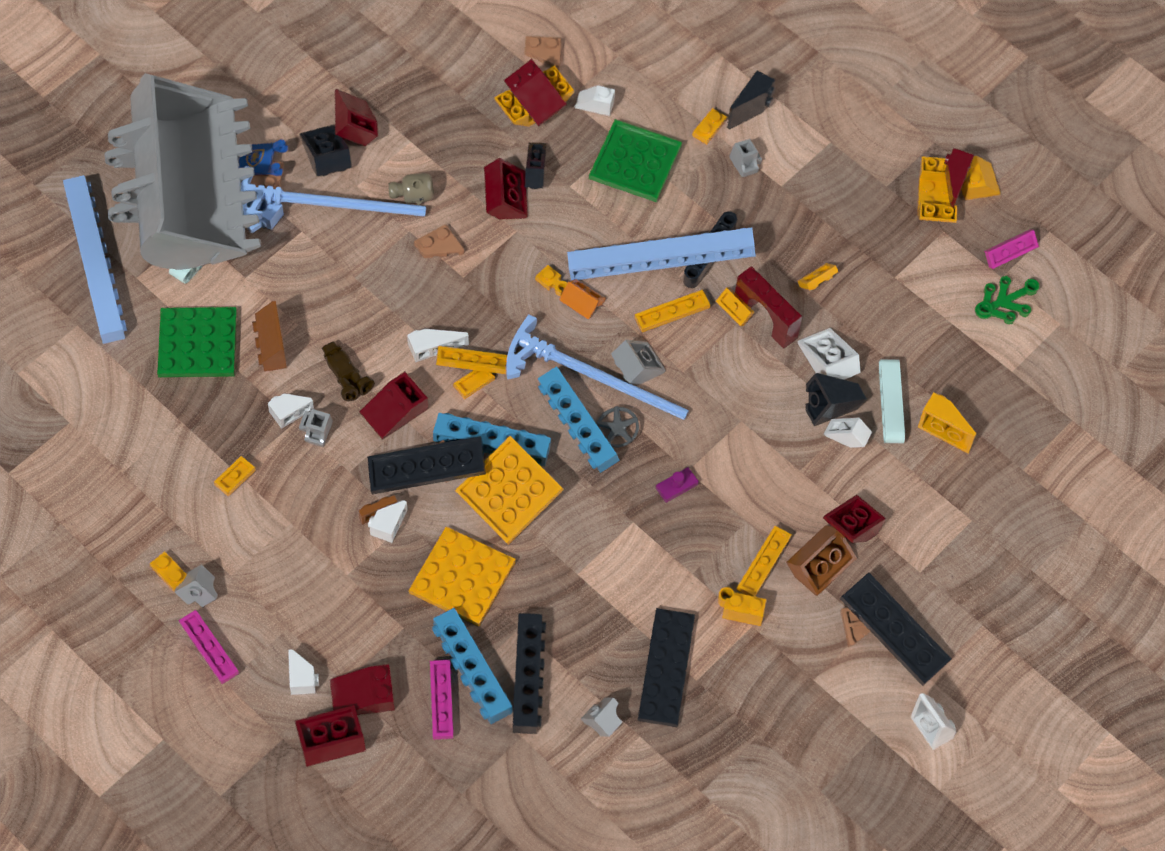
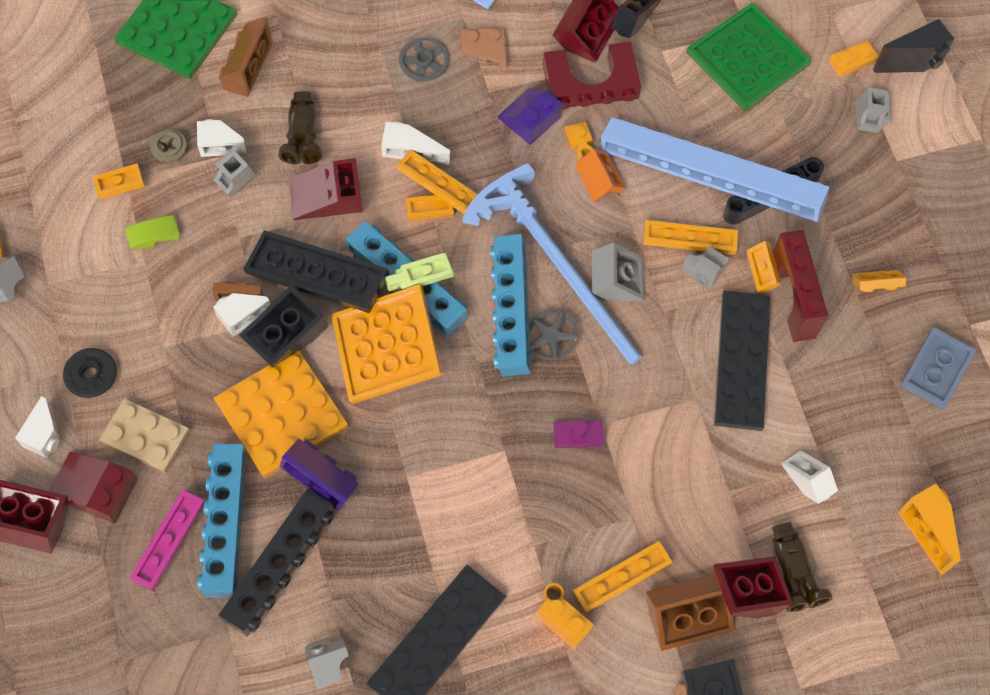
camera: 30 degrees right, 5 degrees up
(247, 426) = (165, 138): none -> dark tan gear
(283, 500) = (150, 231): none -> lime slope
(315, 627) = (99, 383): none -> black wheel
(376, 641) = (144, 435): none -> tan plate
(400, 276) = (423, 59): none -> dark grey wheel
(430, 514) = (284, 327): none -> black slope
(504, 427) = (421, 272): none -> yellowish green hinge
(505, 277) = (532, 114): none -> dark purple slope
(519, 599) = (318, 473): none -> slope
(522, 249) = (620, 86): none -> dark red arch
(696, 326) = (705, 267): none -> light grey brick
(757, 378) = (742, 361): none -> black plate
(830, 354) = (840, 378): white slope -> none
(831, 398) = (813, 427): black slope -> none
(874, 496) = (796, 568): none -> dark brown piece
(890, 317) = (938, 368): none -> sand blue plate
(891, 401) = (883, 466): light aqua beam -> none

